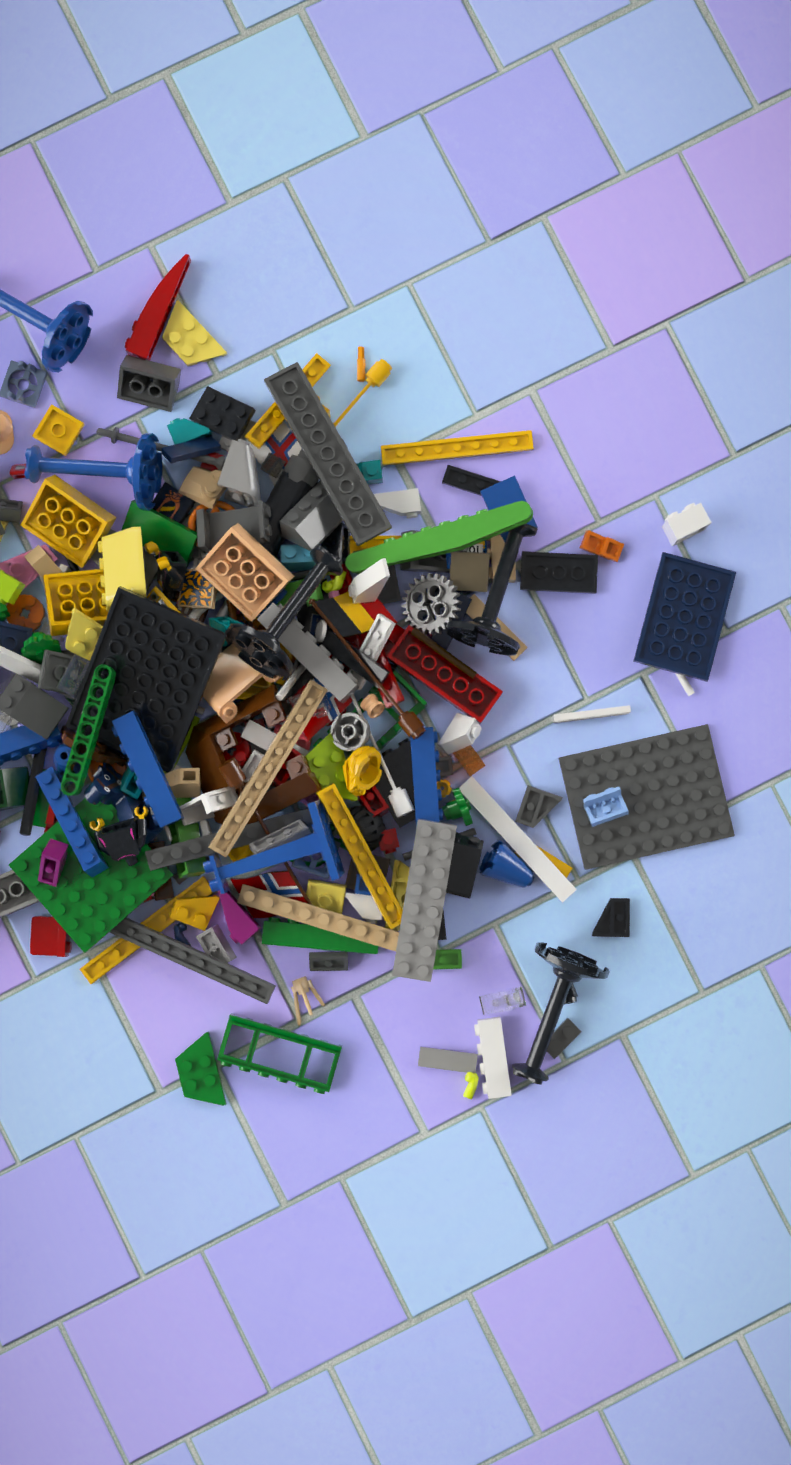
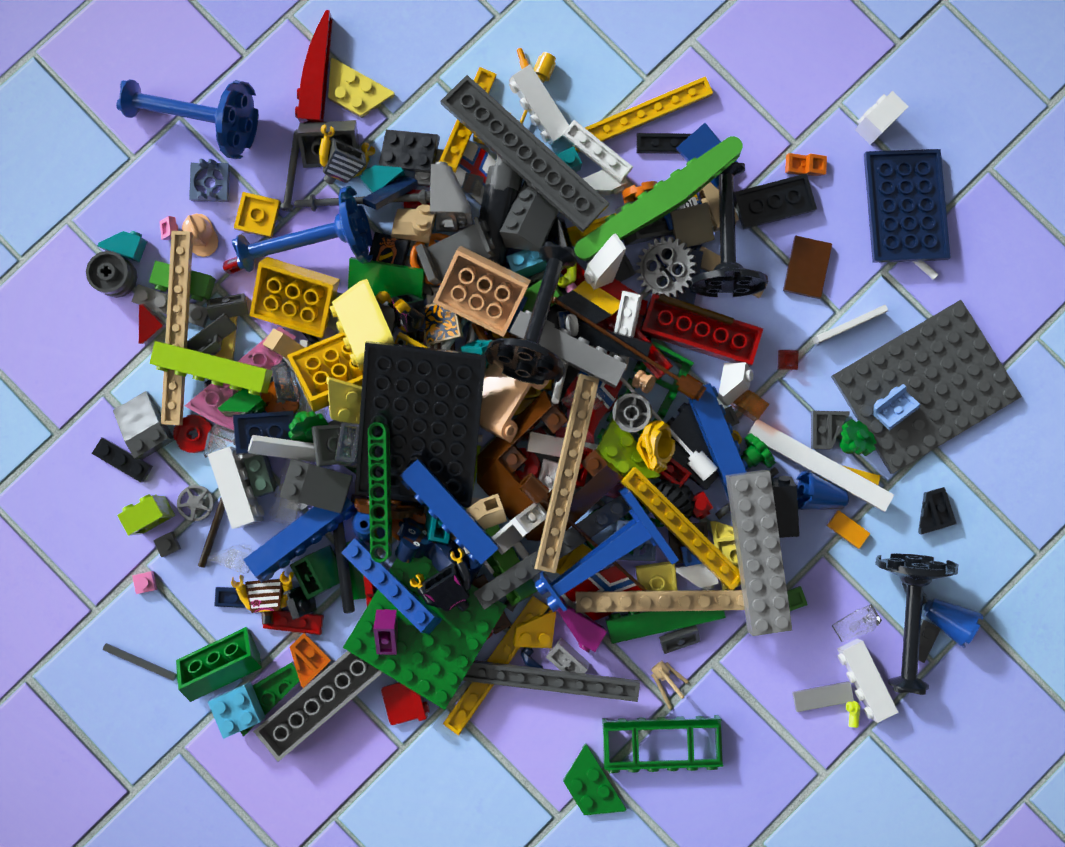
camera: 25 degrees left, 0 degrees up
(33, 600) = (285, 383): none -> clear slope
(89, 430) = (286, 205): none -> dark grey bar
(155, 404) = (342, 160): none -> torso
(282, 836) = (599, 537): light grey tile -> none
(361, 409) = (539, 104): none -> white brick
(400, 471) = (597, 151): none -> white tile
(420, 522) = (631, 193): none -> orange plate
(521, 729) = (788, 359): none -> clear red tile
(525, 909) = (848, 529): none -> light orange tile
(560, 824) = (857, 438): none -> green plant
(570, 646) = (807, 267): none -> reddish brown tile
(594, 1026) = (954, 620): none -> blue cone

